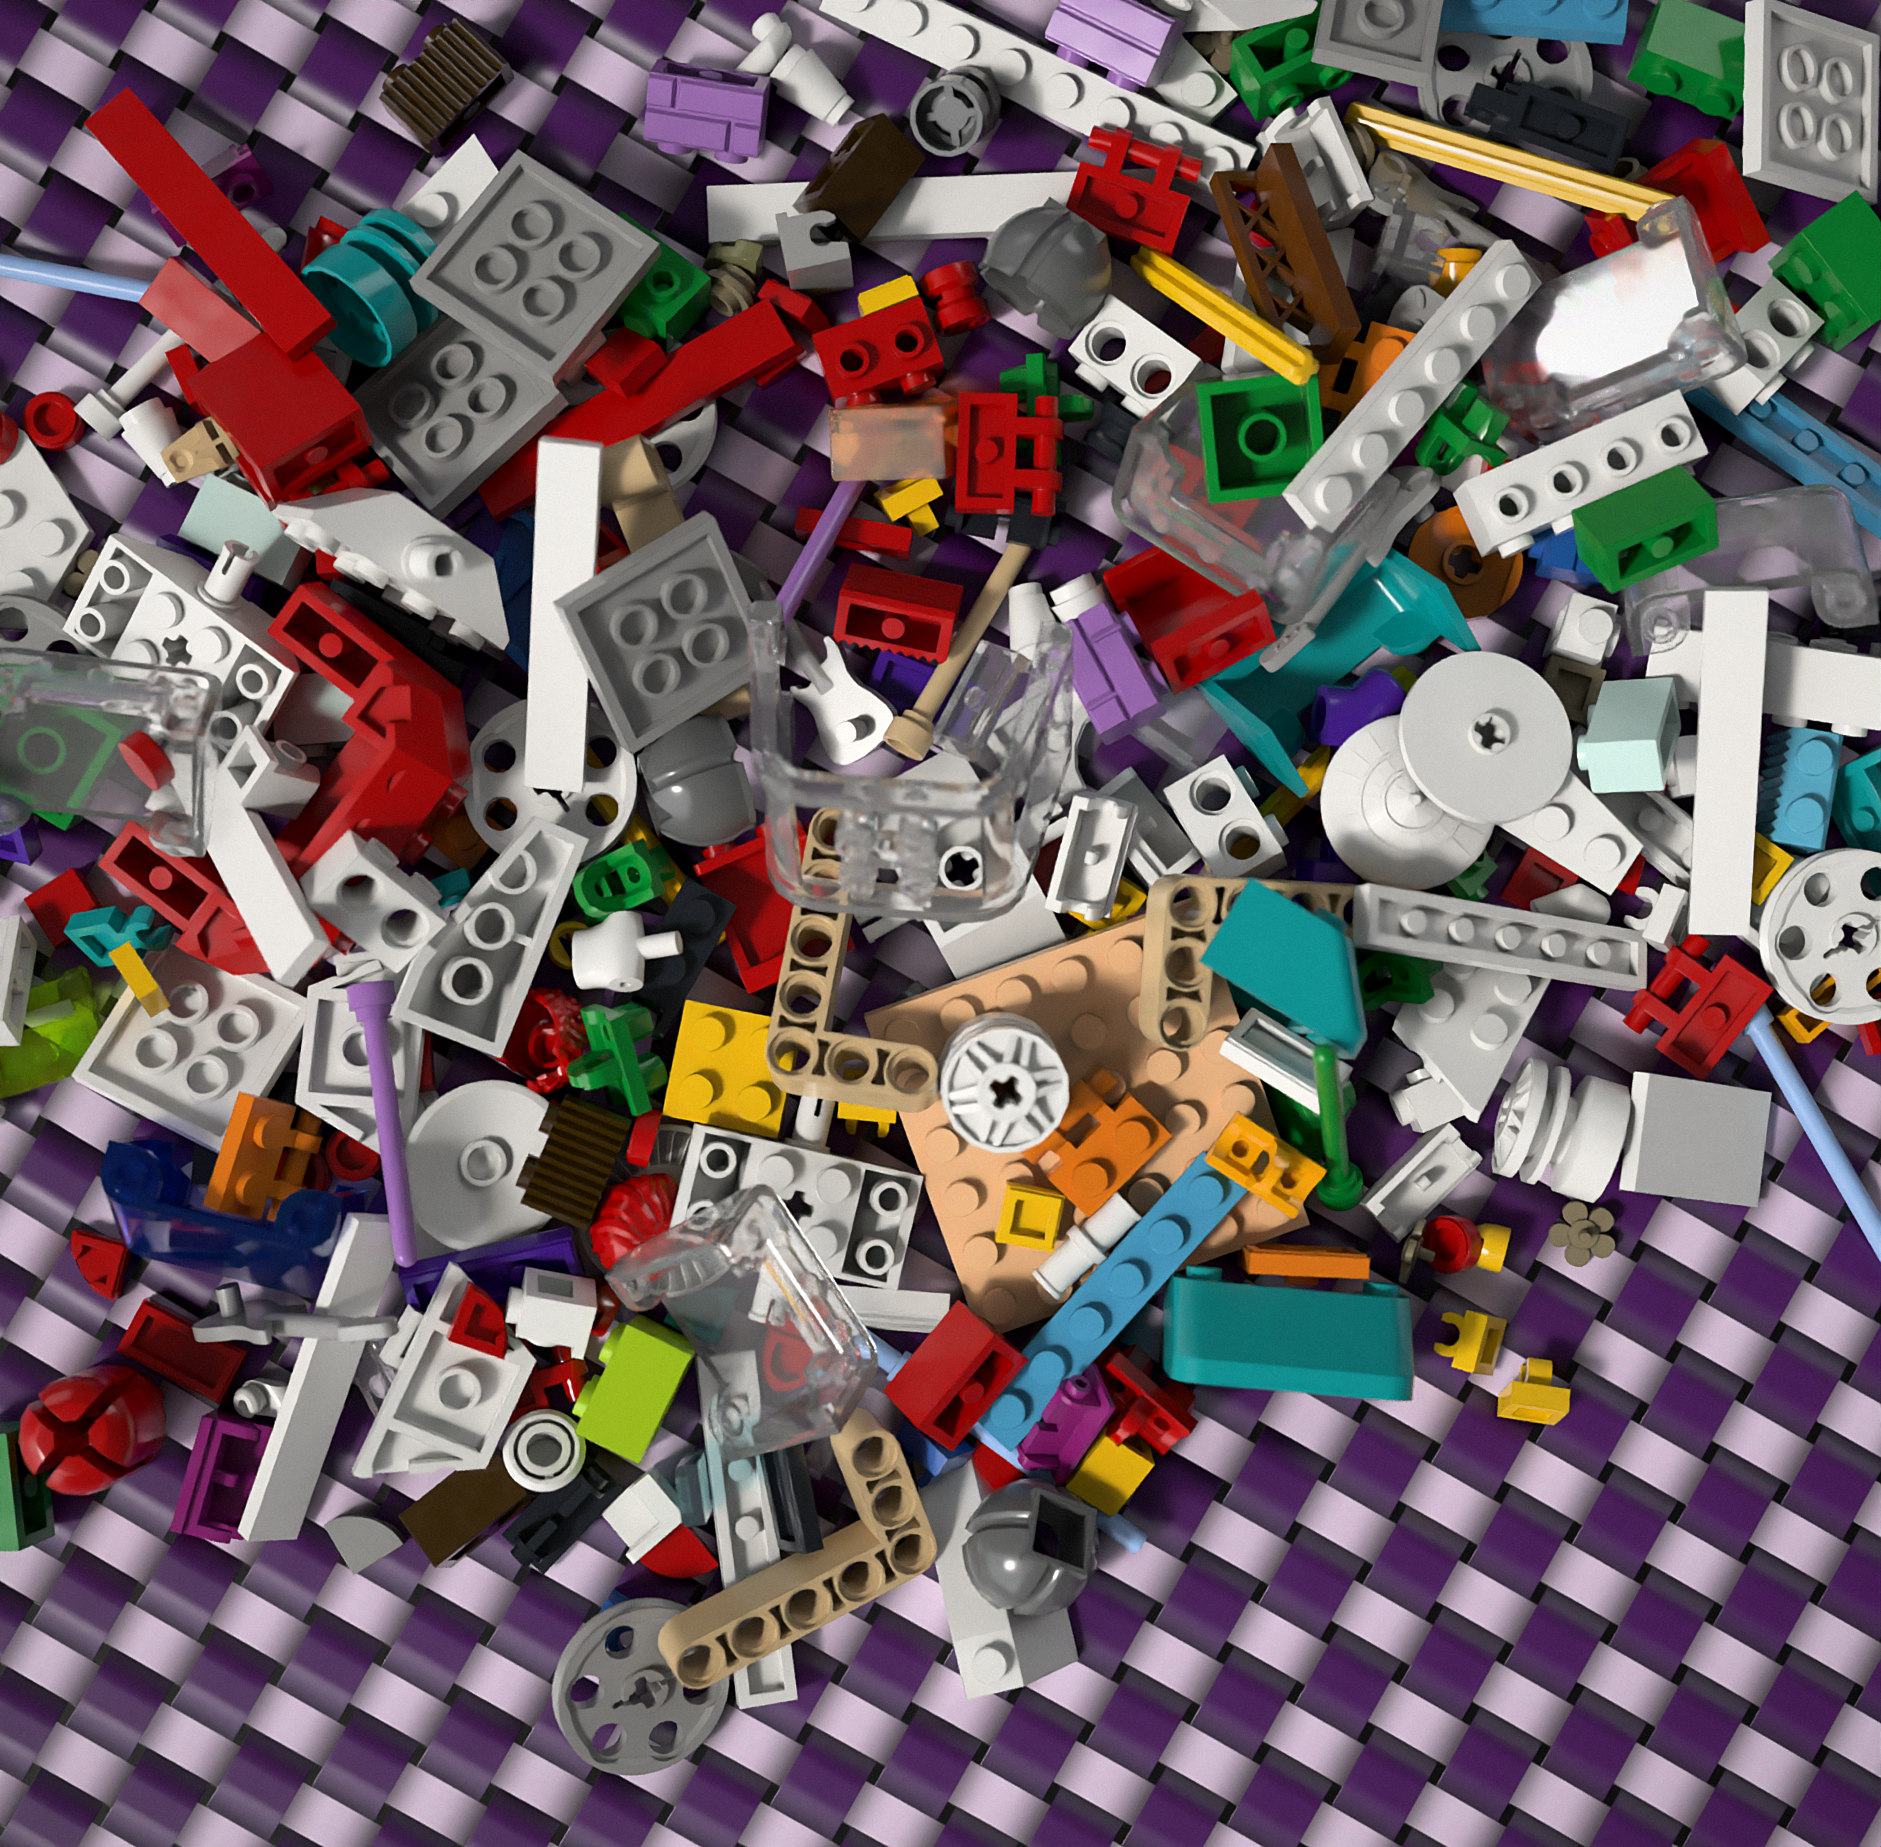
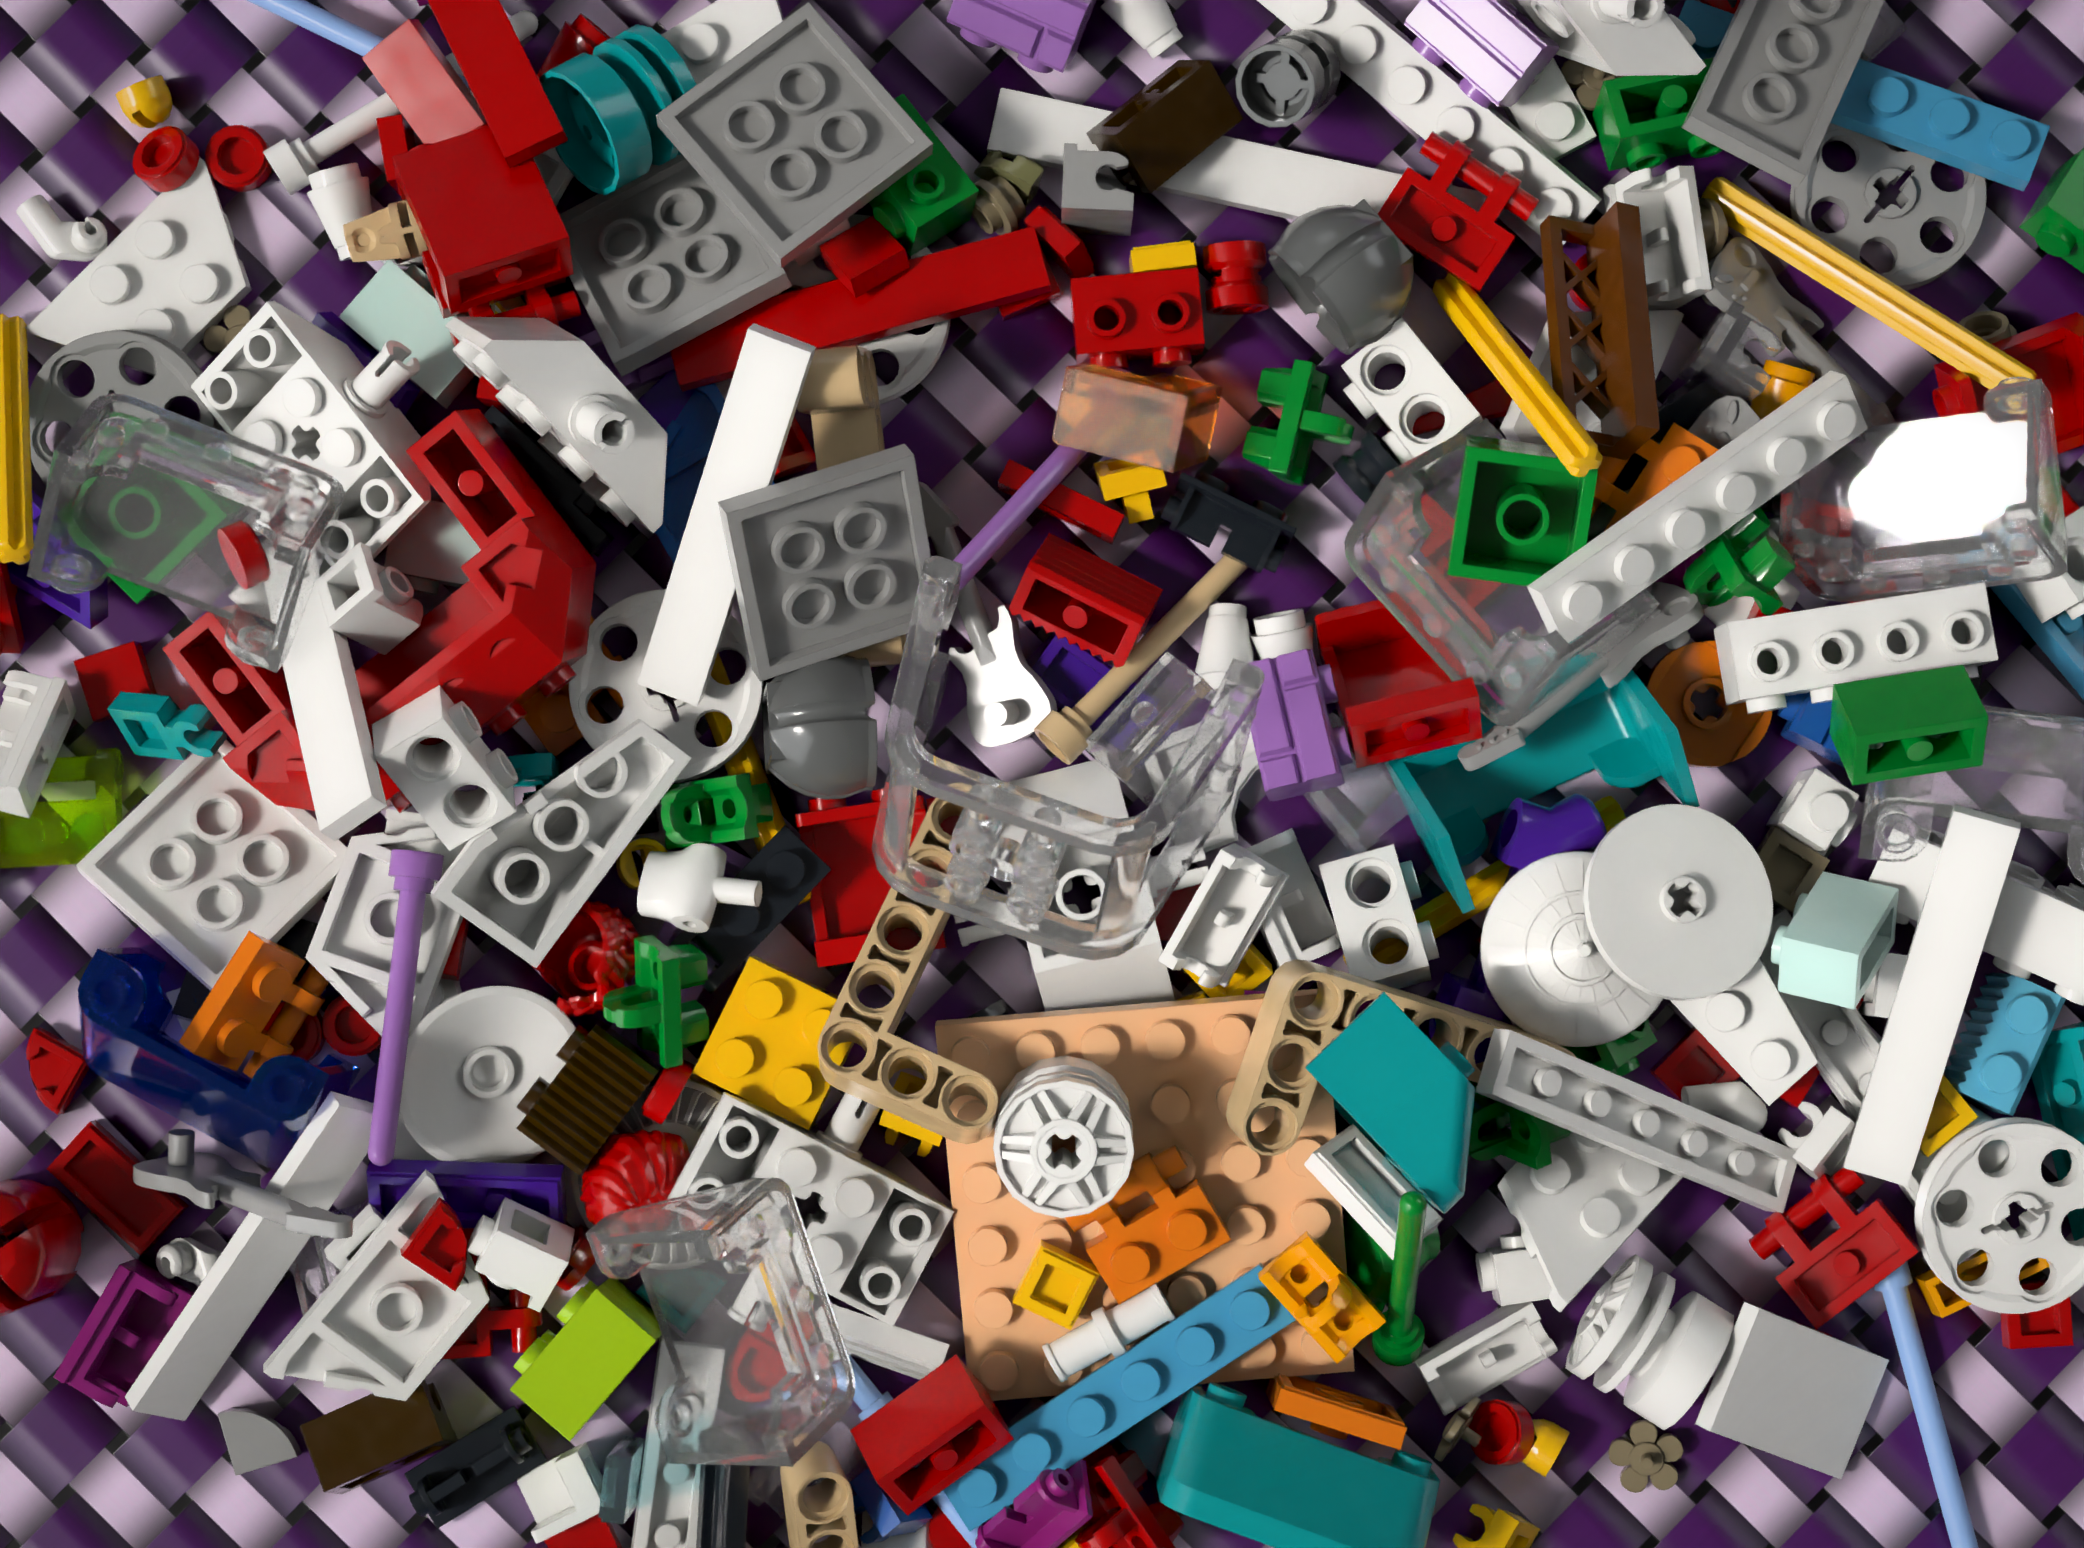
camera: 20 degrees right, 0 degrees up
(139, 979) = (174, 782): yellow tile -> none
(544, 1450) = (472, 1397): white brick -> none
(988, 454) = (1225, 458): red plate -> none
(1550, 124) = (1924, 259): black hinge -> none

